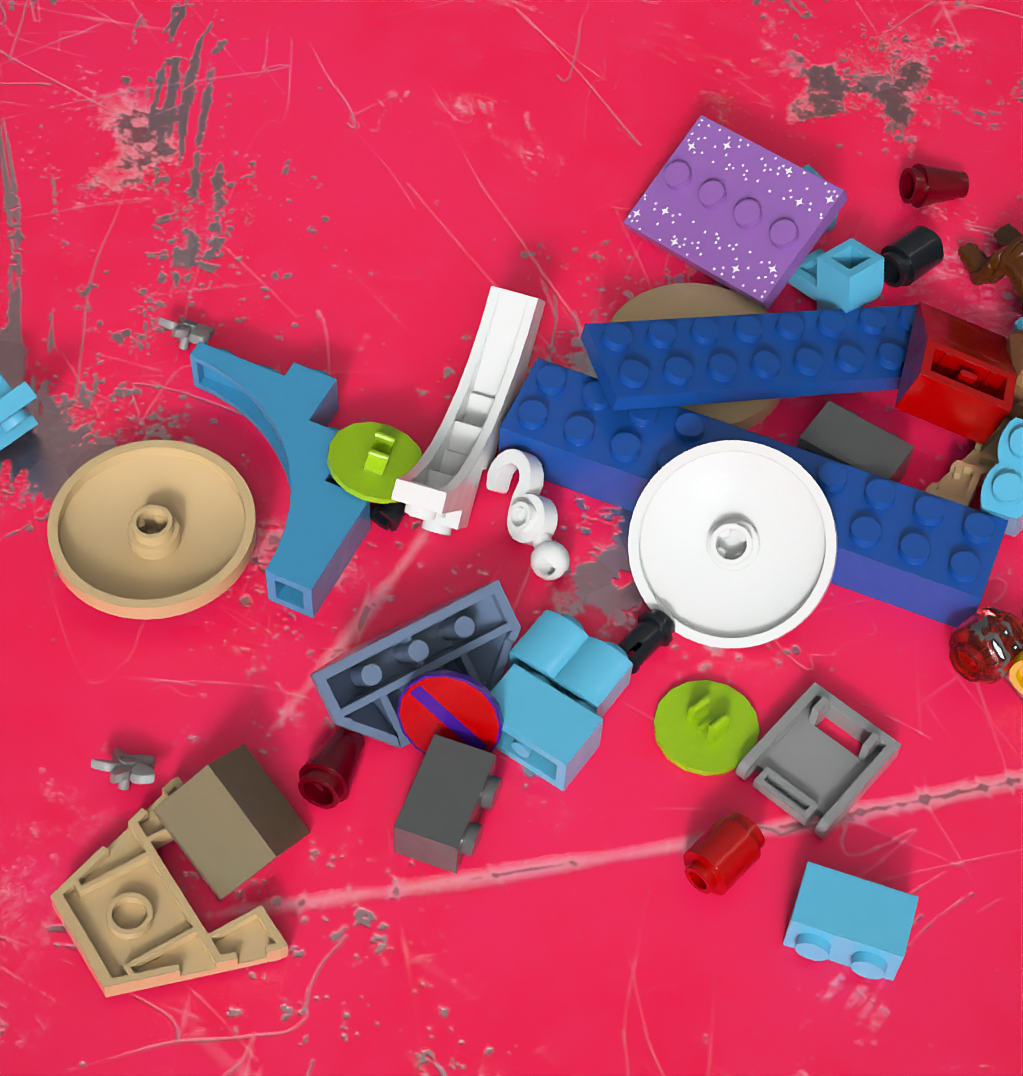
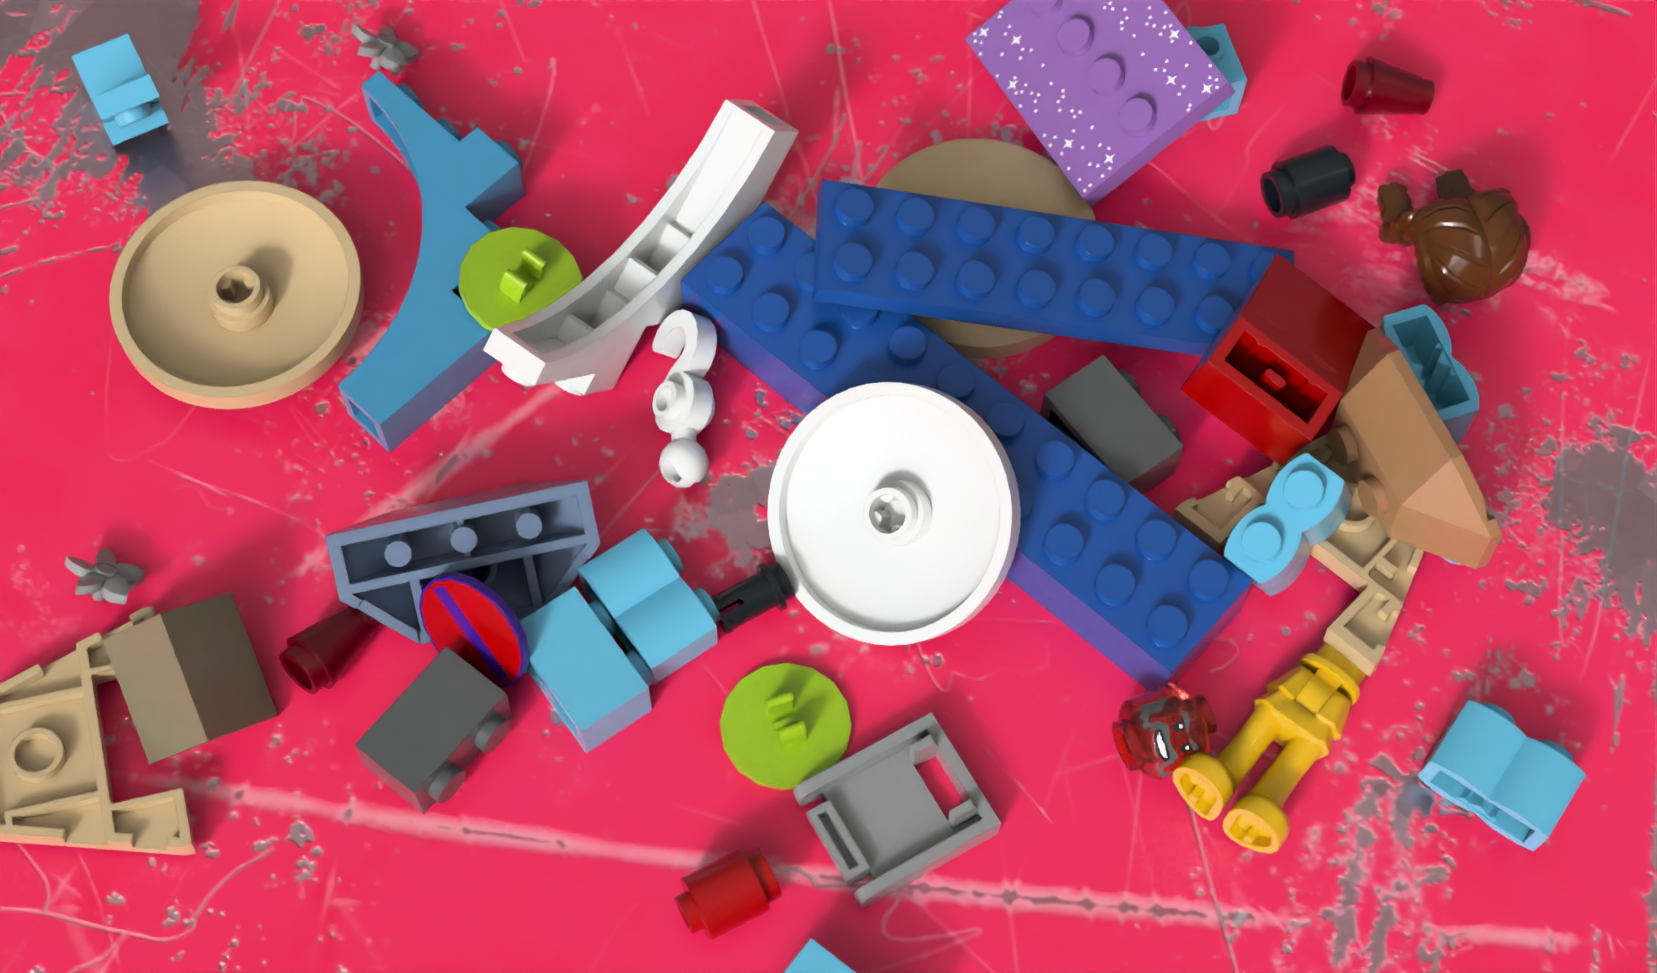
camera: 20 degrees right, 10 degrees up
(841, 277) = (1196, 190): medium azure brick -> none

